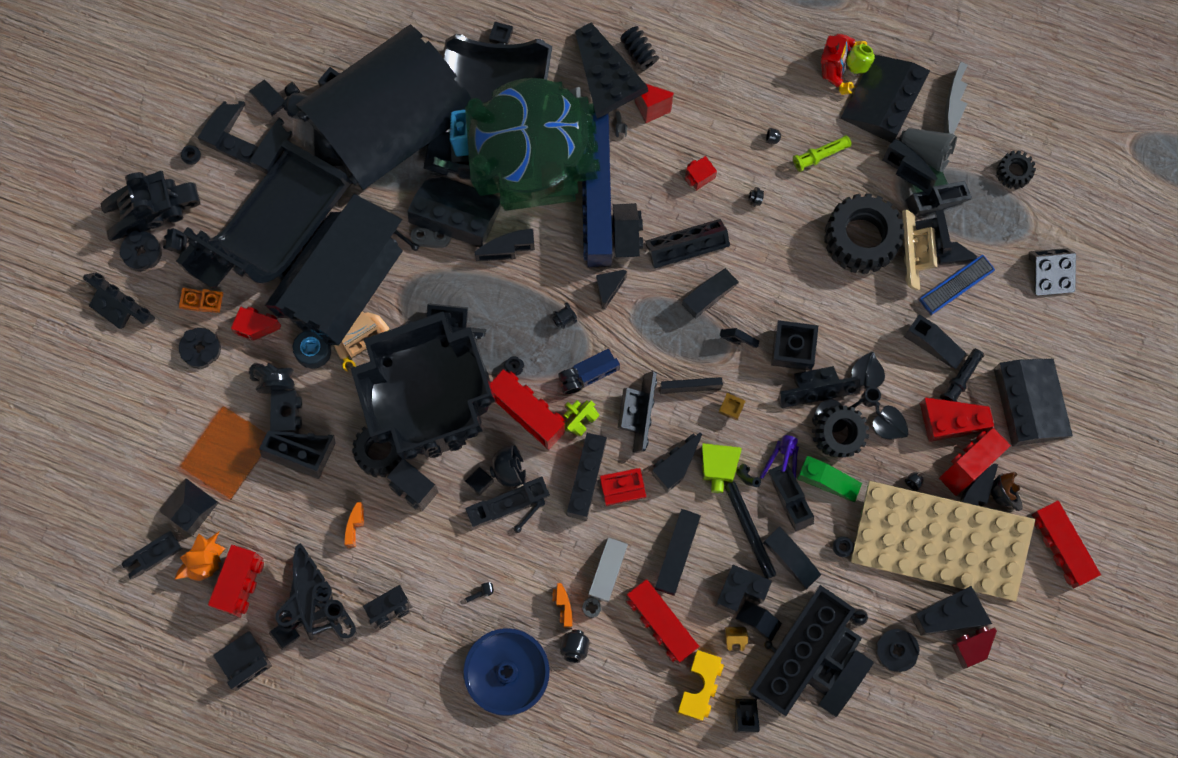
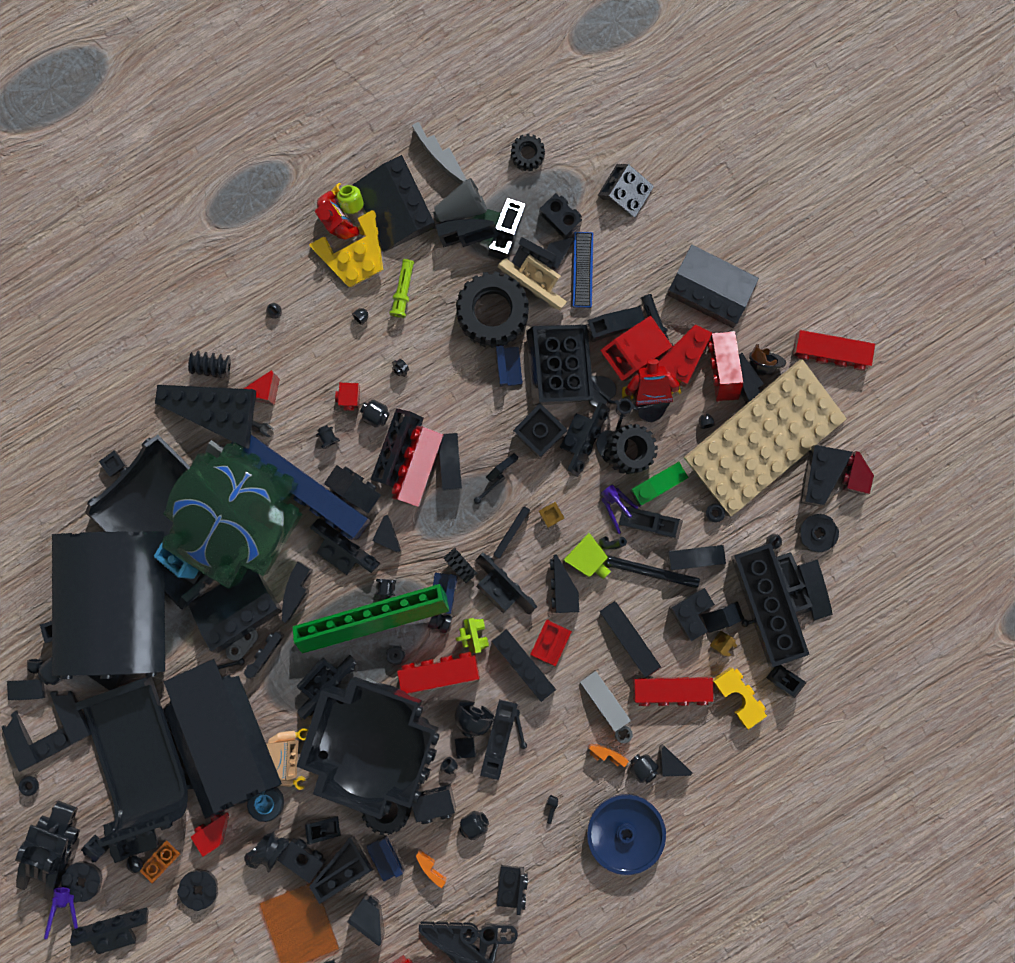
camera: 50 degrees left, 10 degrees up
(115, 241) = (60, 898): none -> dark purple plant
(185, 280) = (134, 864): none -> black hinge
(274, 503) = (368, 919): none -> black slope
(322, 410) = (322, 829): none -> black slope
(335, 482) = (385, 858): none -> dark blue panel
(418, 535) = (474, 825): none -> black head
(434, 259) = (264, 654): none -> black hinge
(453, 477) = (449, 765): none -> black hinge
(531, 320) = (370, 618): none -> green brick
(567, 259) = (340, 550): none -> black bracket
(596, 668) = (671, 765): none -> black slope
(630, 361) = (460, 565): none -> black tyre
(652, 180) = (327, 436): none -> black brick
(685, 268) = (417, 466): none -> brick
(702, 203) = (374, 413): none -> black head
(717, 69) = (271, 314): none -> black hinge
(729, 345) = (501, 478): none -> black hinge
(817, 101) = (357, 260): none -> yellow wing
(827, 282) = (509, 366): none -> dark blue panel
(863, 321) = (559, 364): none -> black slope
(909, 407) = (652, 385): none -> red torso
(927, 373) = (635, 348): none -> red slope
(982, 232) = (556, 219): none -> black brick

